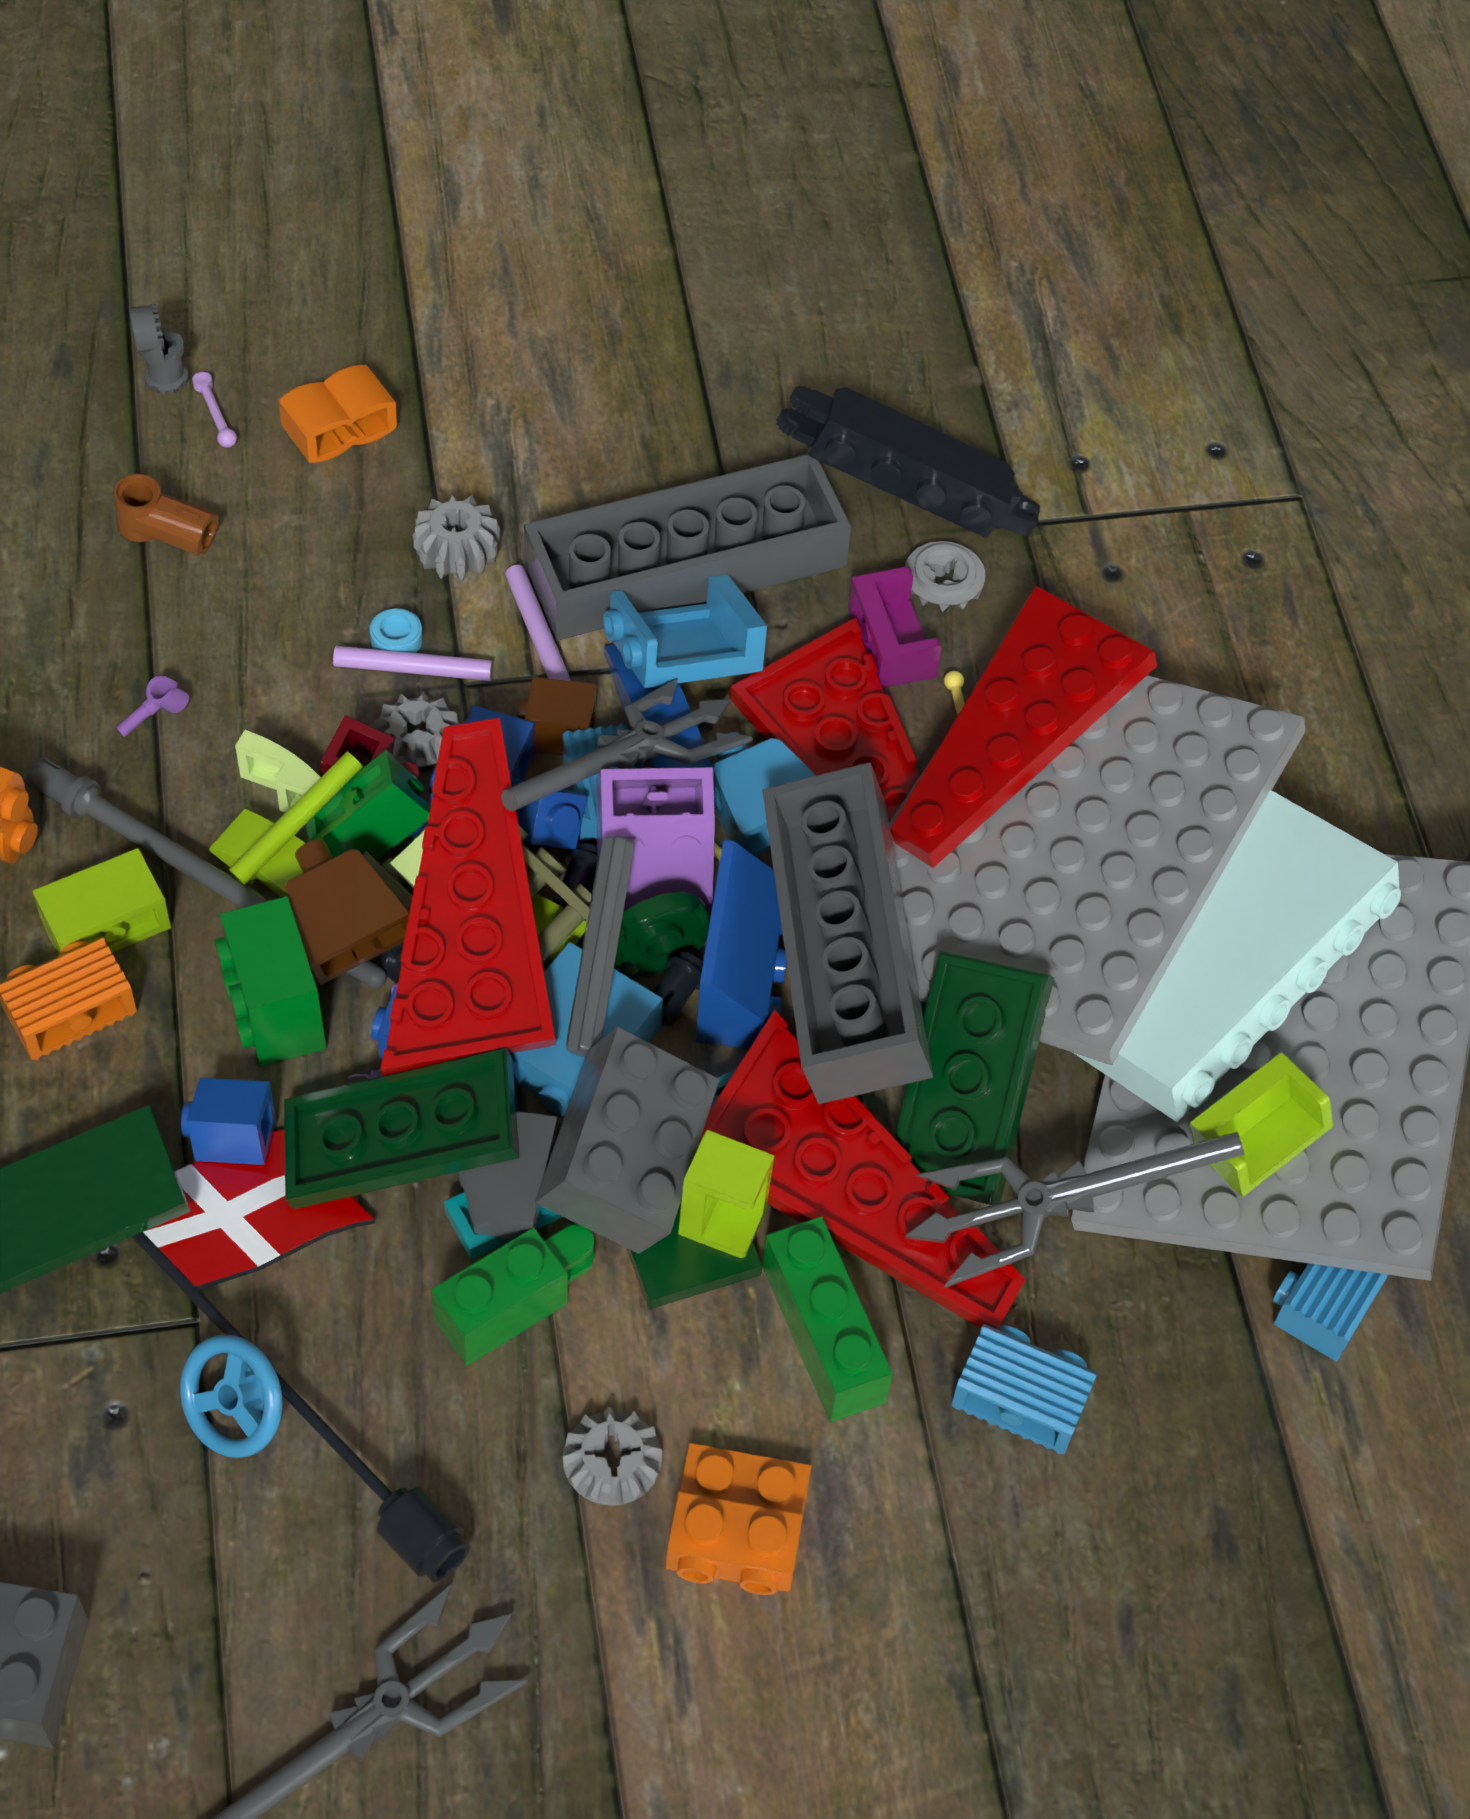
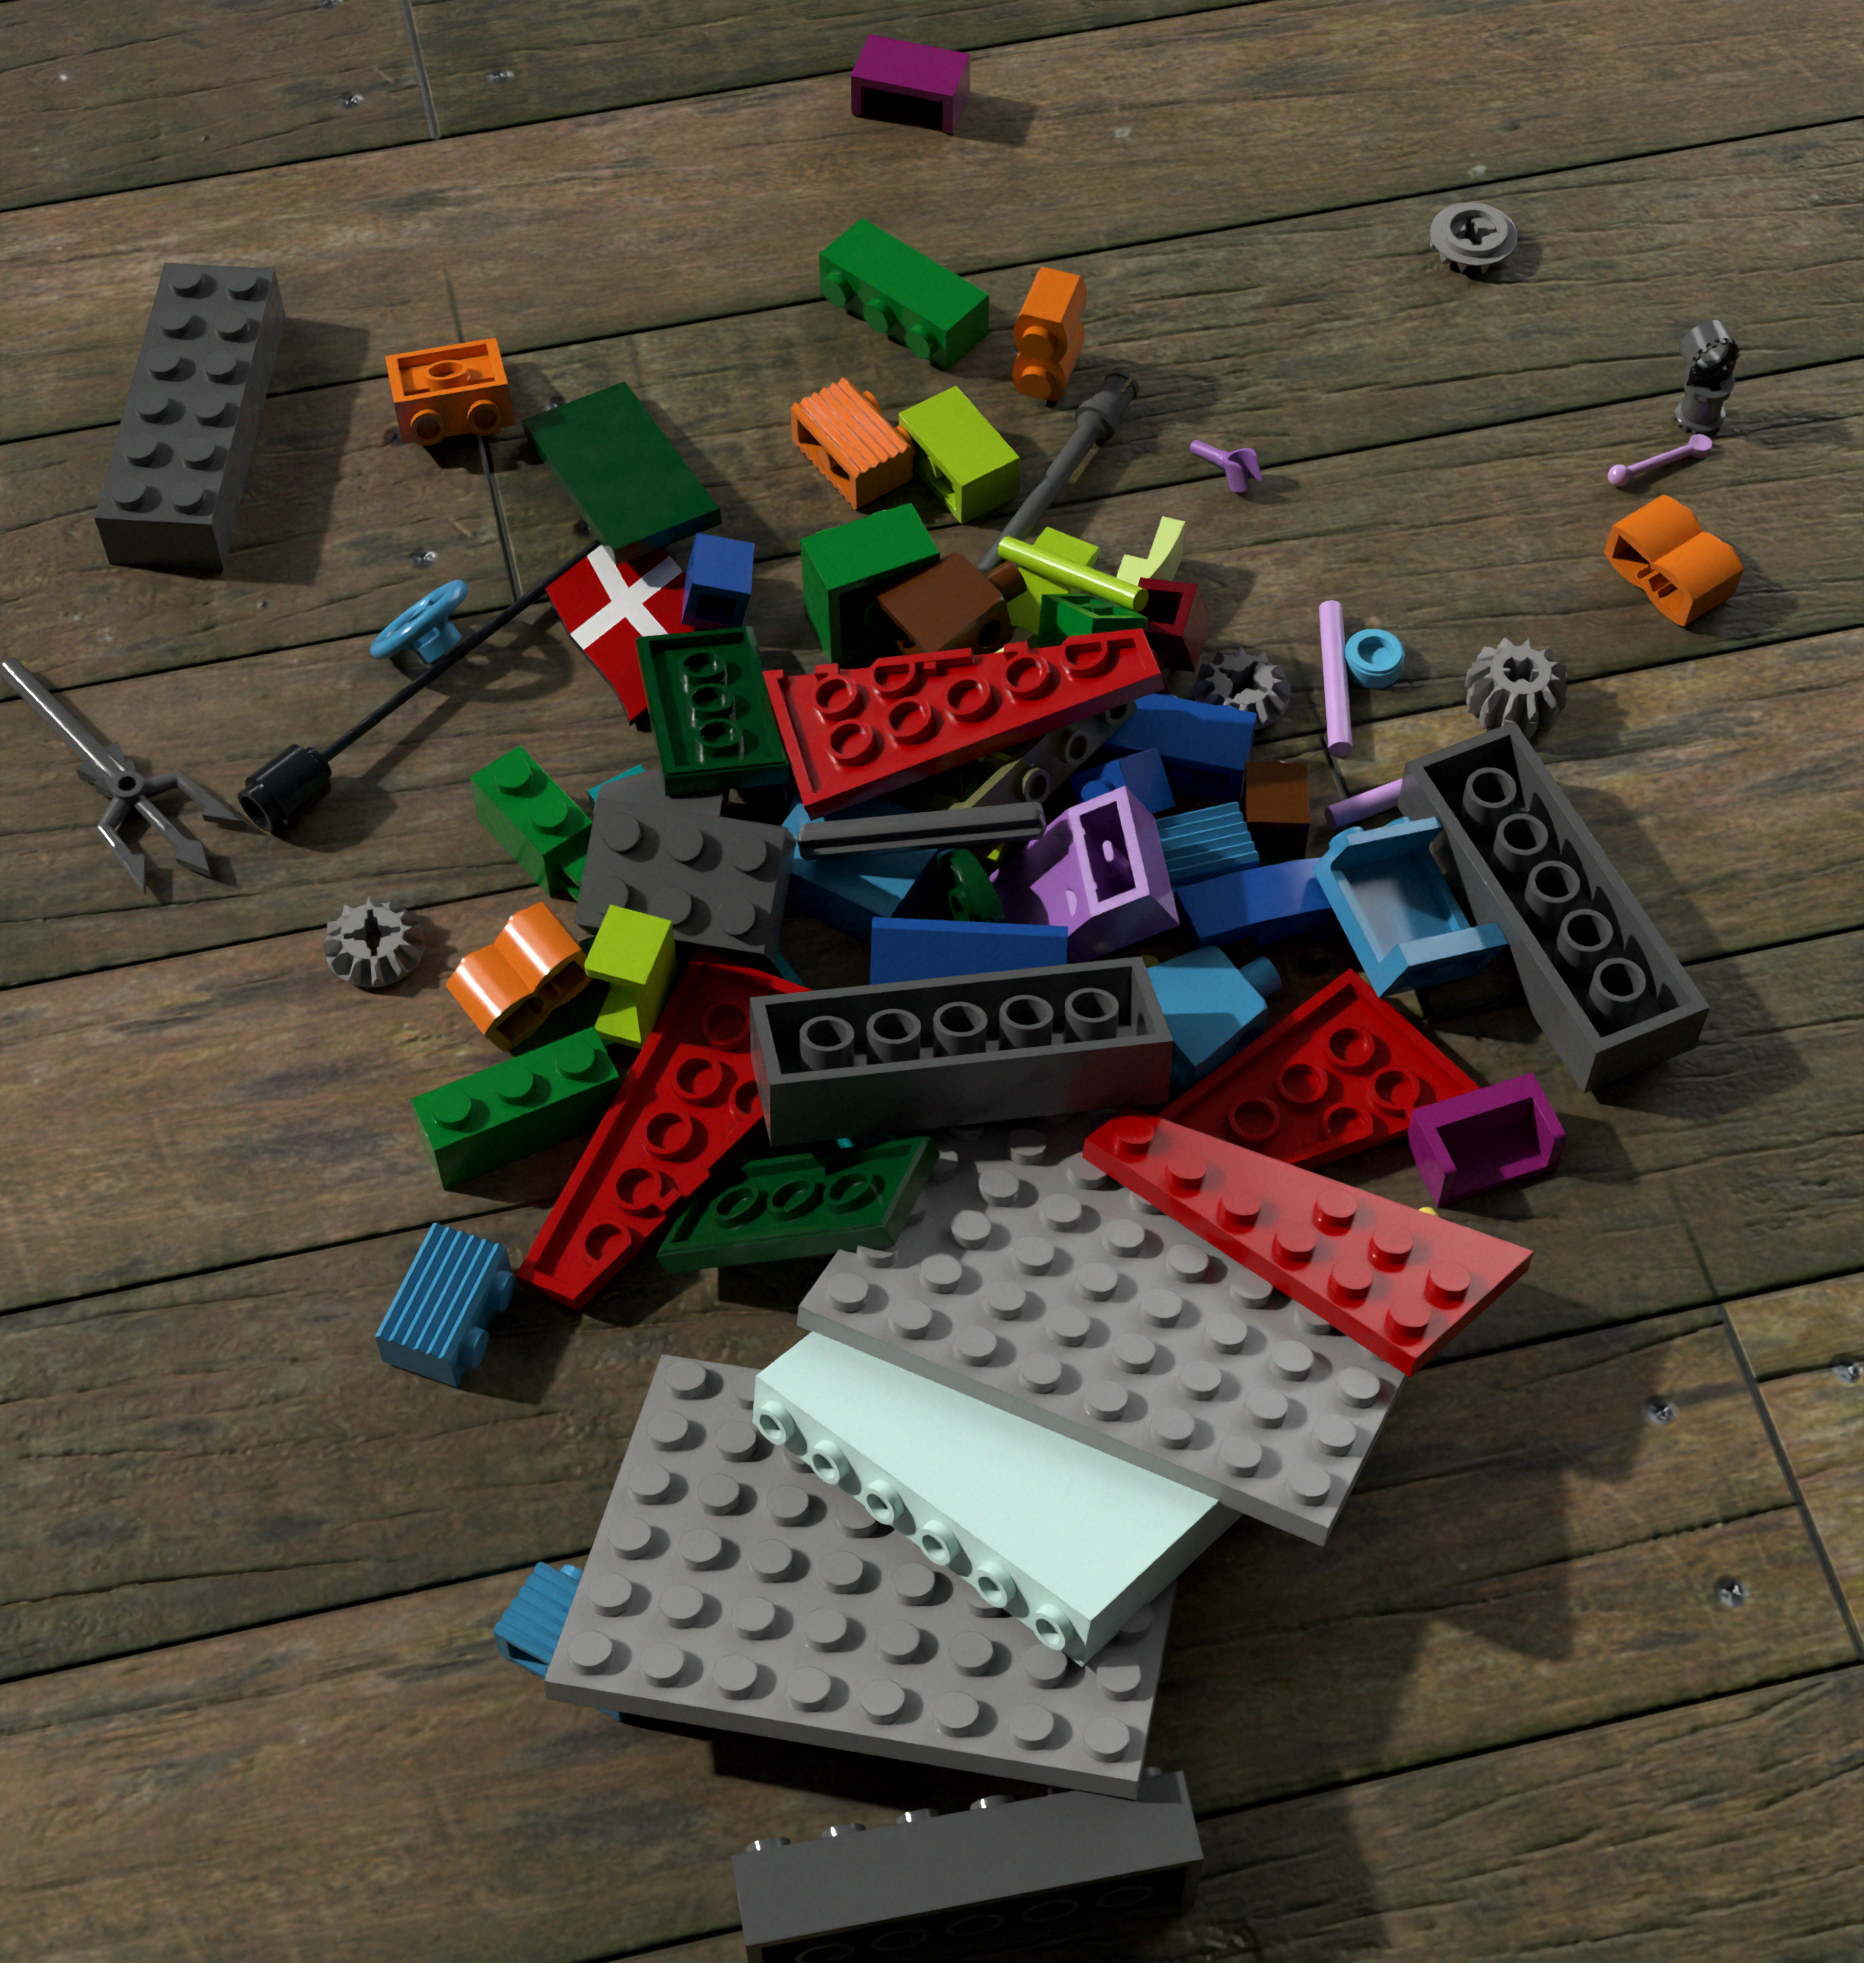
camera: 90 degrees right, 0 degrees up
(149, 514) = (1478, 428): dark orange piece -> none
(631, 746) = (1196, 841): dark grey piece -> none
(684, 1308) = (520, 976): none -> orange brick
(738, 1519) = (301, 1052): orange plate -> none
(909, 460) = (1734, 1125): black hinge -> none
(937, 560) = (1577, 1176): light grey gear -> none
(1055, 1195) = (642, 1292): dark grey piece -> none
(1276, 1119) = (735, 1497): lime panel -> none

